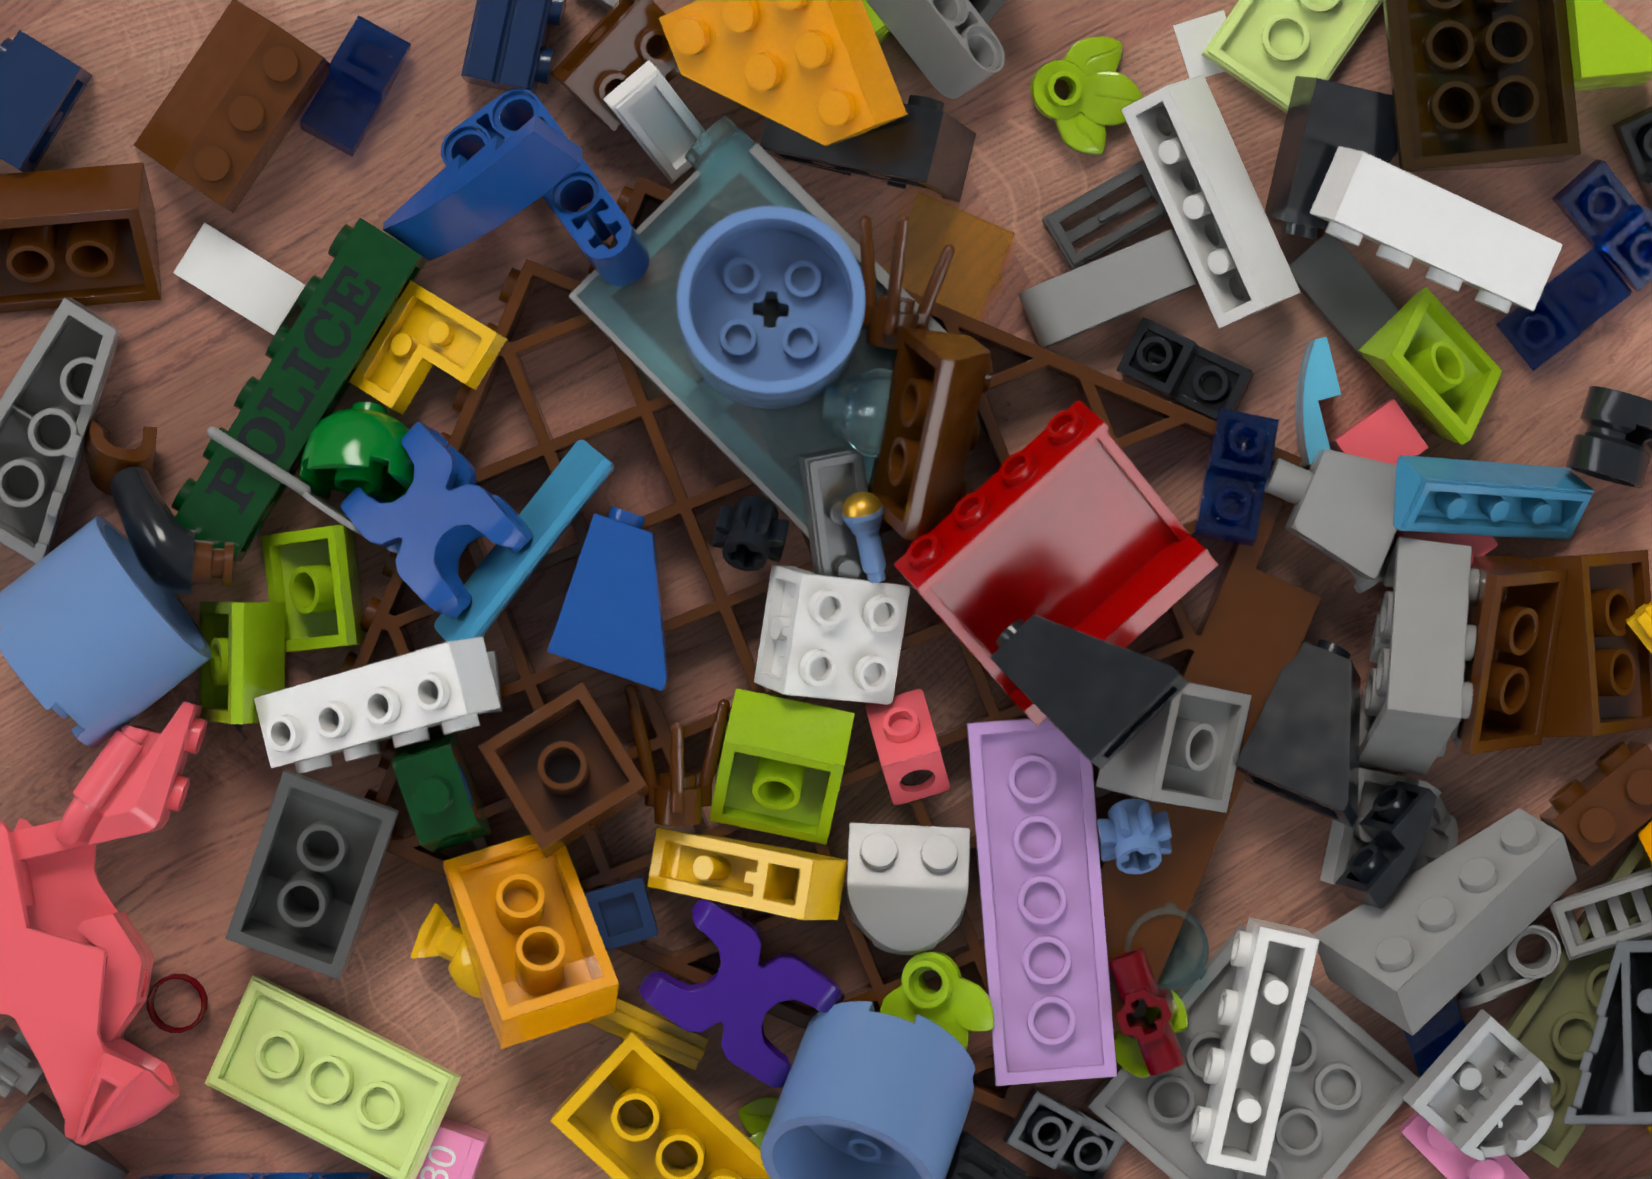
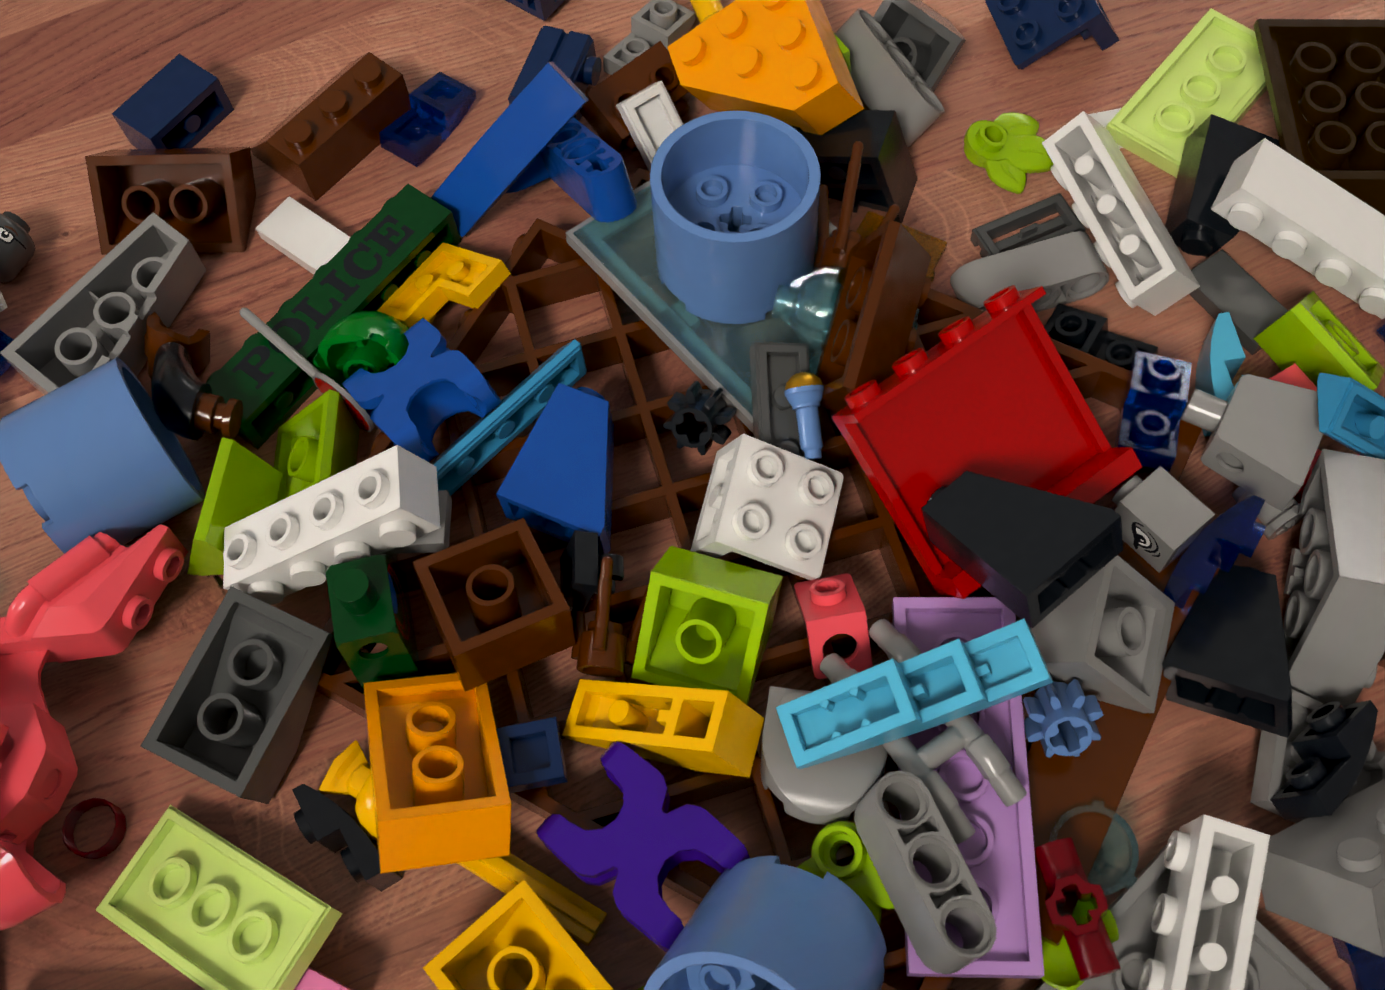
camera: 15 degrees right, 25 degrees down
(425, 980) = (335, 828): none -> black slope
(649, 724) = (581, 569): none -> black tile
(989, 848) = (913, 694): none -> medium azure slope
(998, 901) = (960, 734): none -> light grey piece
(1030, 1018) = (919, 904): none -> light grey beam
(1234, 611) = (1160, 517): none -> light grey brick
(1302, 632) = (1215, 548): none -> clear blue slope

